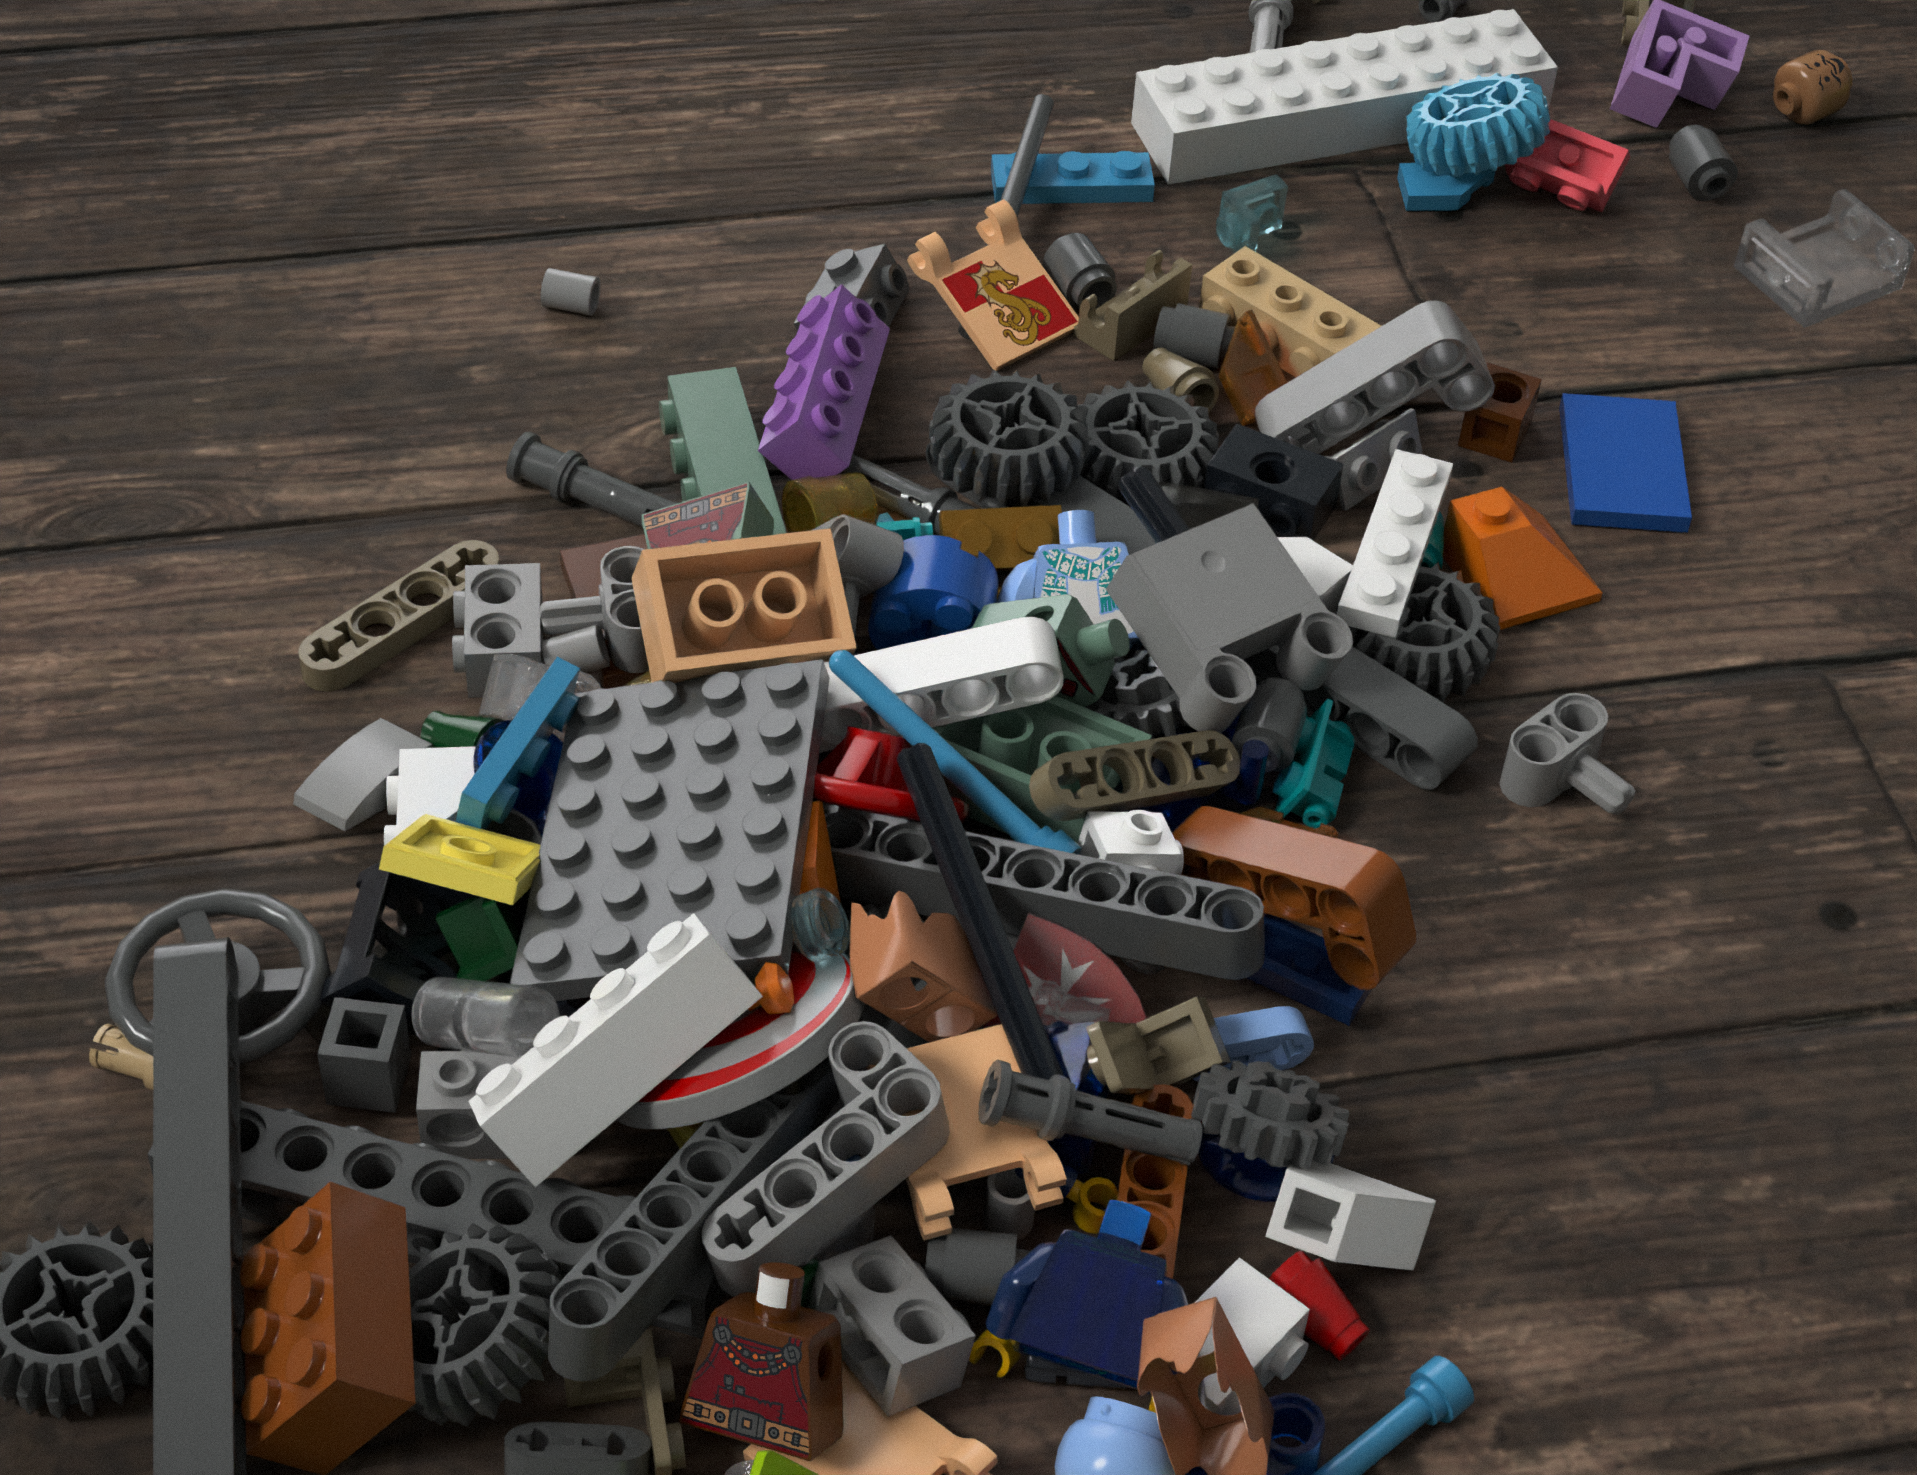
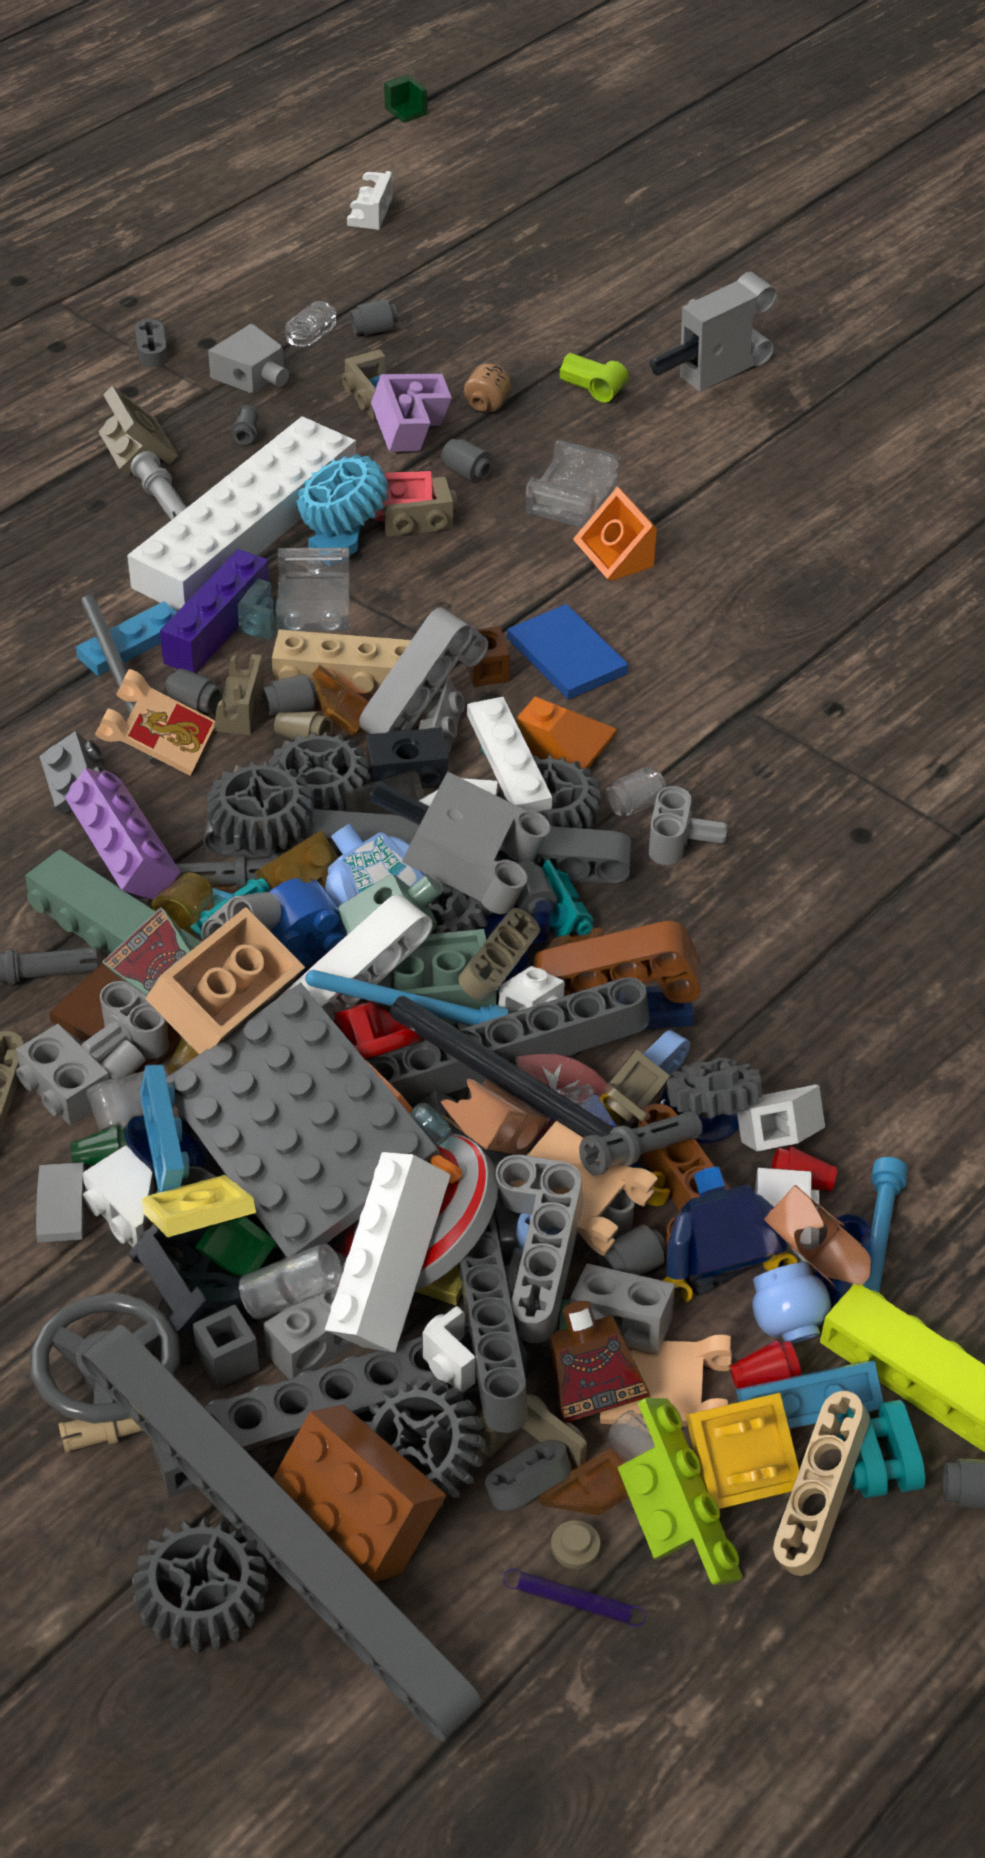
camera: 35 degrees left, 0 degrees up
(593, 1206) = (445, 1353): none -> white bracket
(1183, 191) = (211, 612): none -> dark purple brick
(1349, 226) = (313, 589): none -> clear panel
(1542, 677) = (635, 791): none -> clear brick
(1579, 203) = (422, 515): none -> dark tan bracket
(1823, 353) = (618, 537): none -> orange slope

